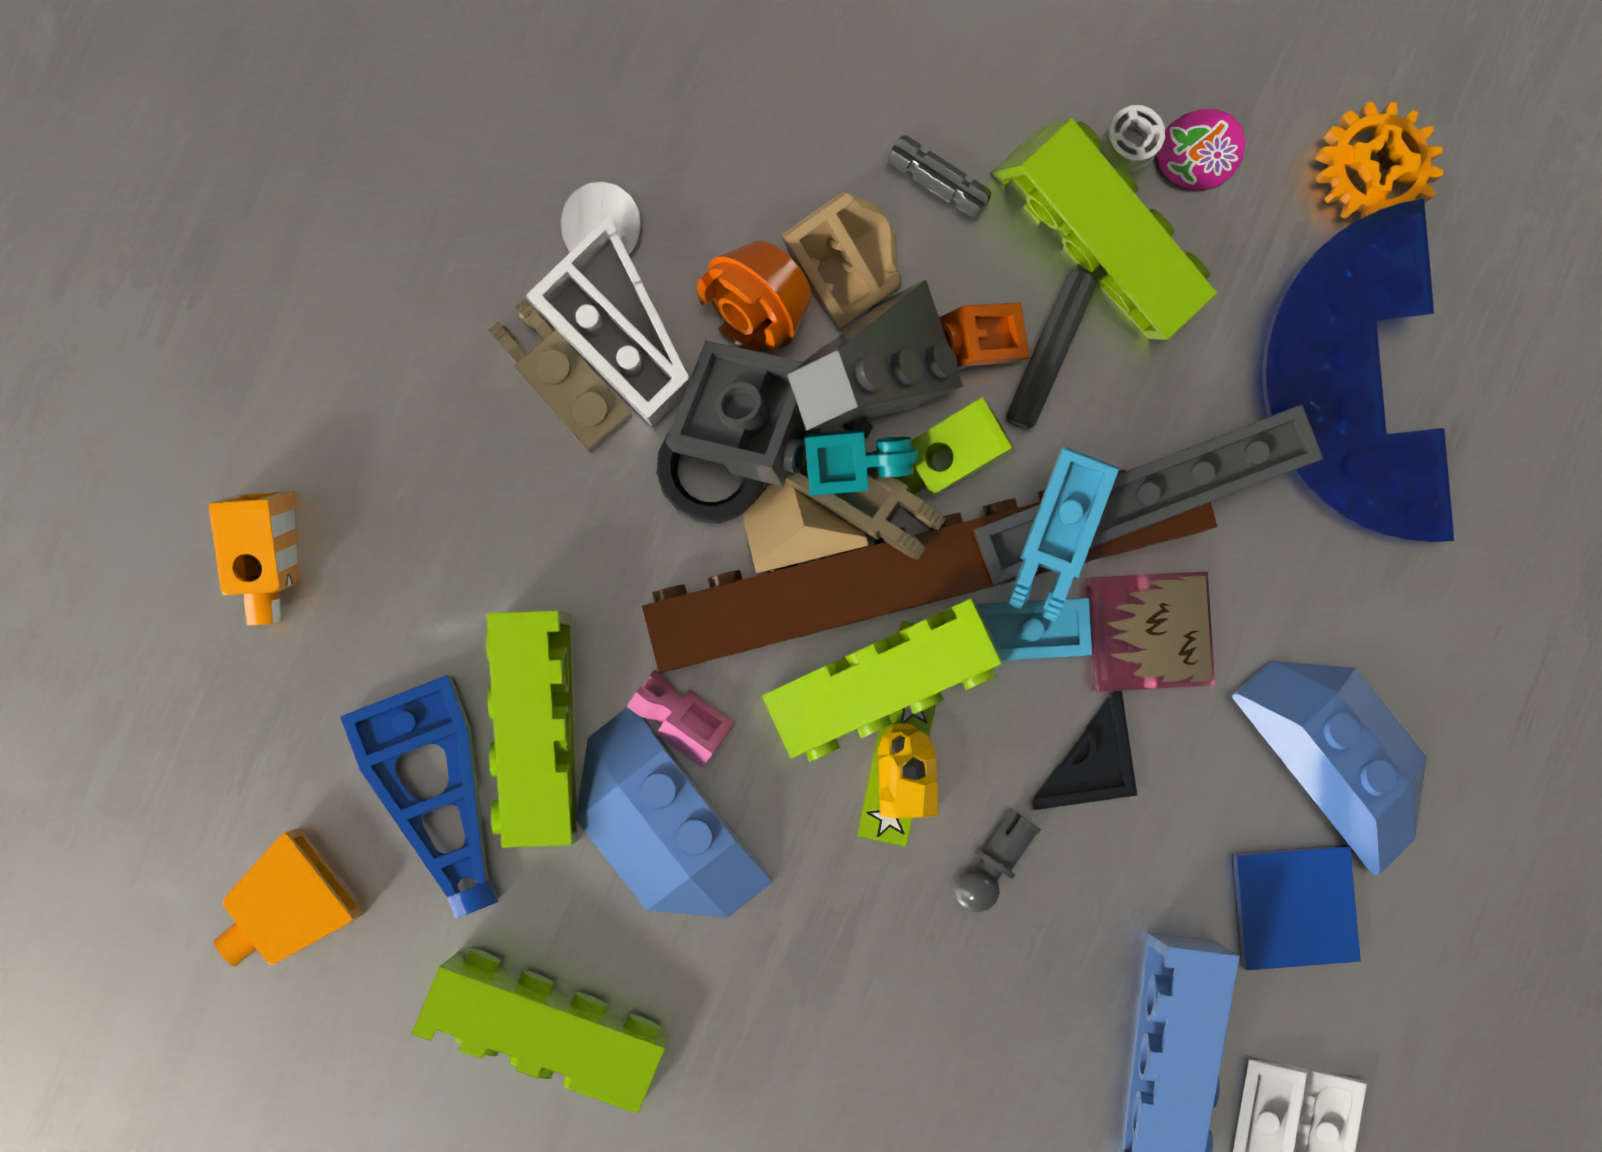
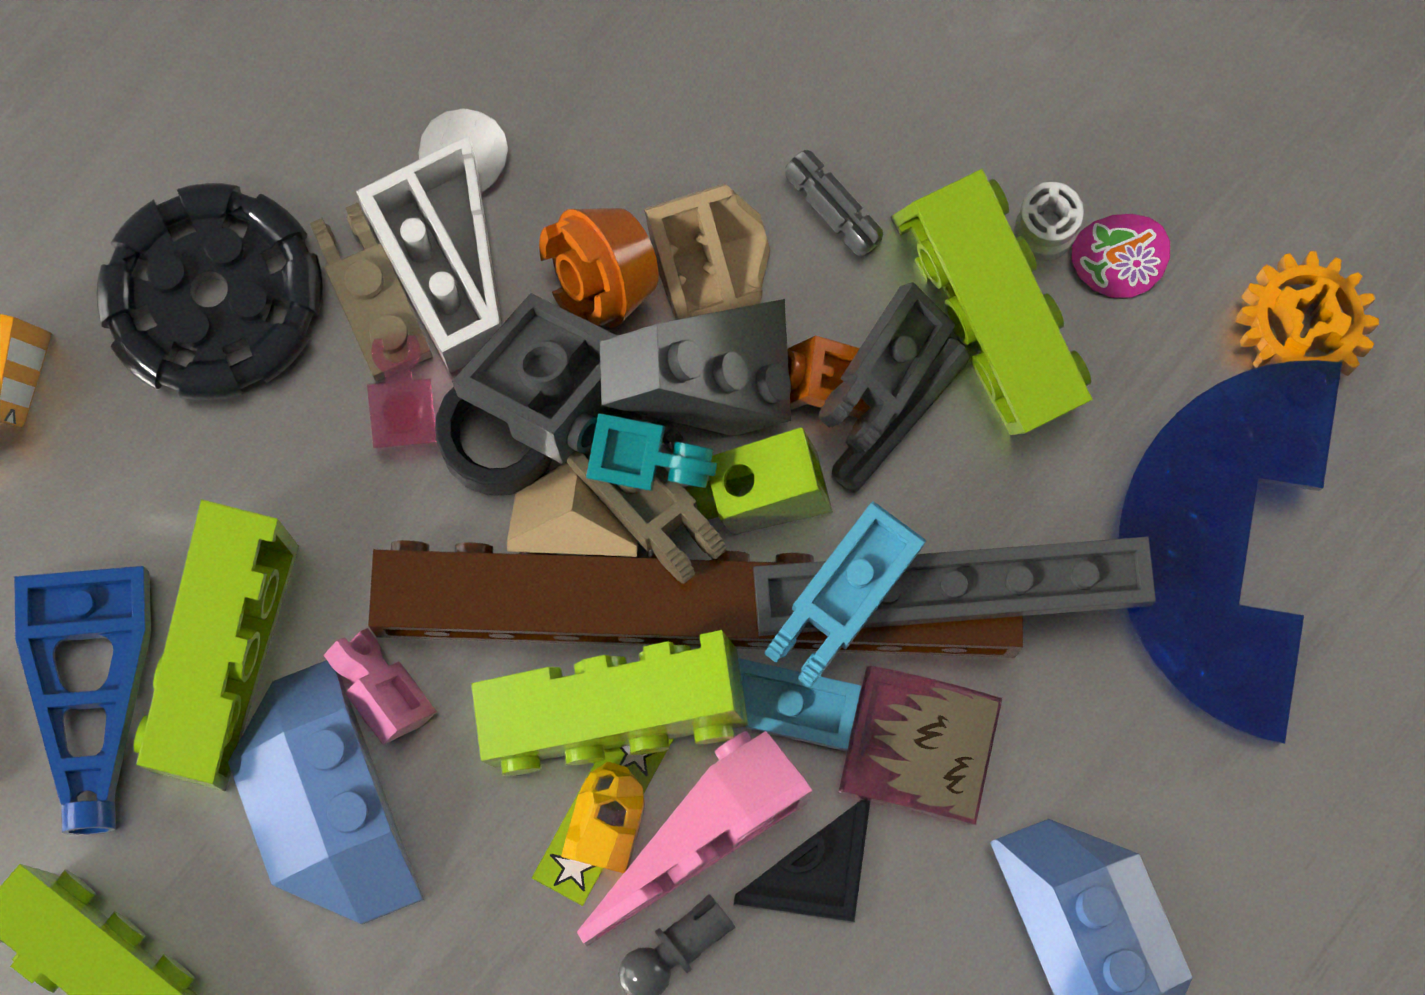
camera: 20 degrees right, 10 degrees down
(396, 391) = (183, 265): none -> black plate
(621, 468) = (401, 405): none -> clear pink plate
(1008, 731) = (727, 808): none -> bright pink wedge
(1032, 314) = (888, 365): none -> dark grey hinge

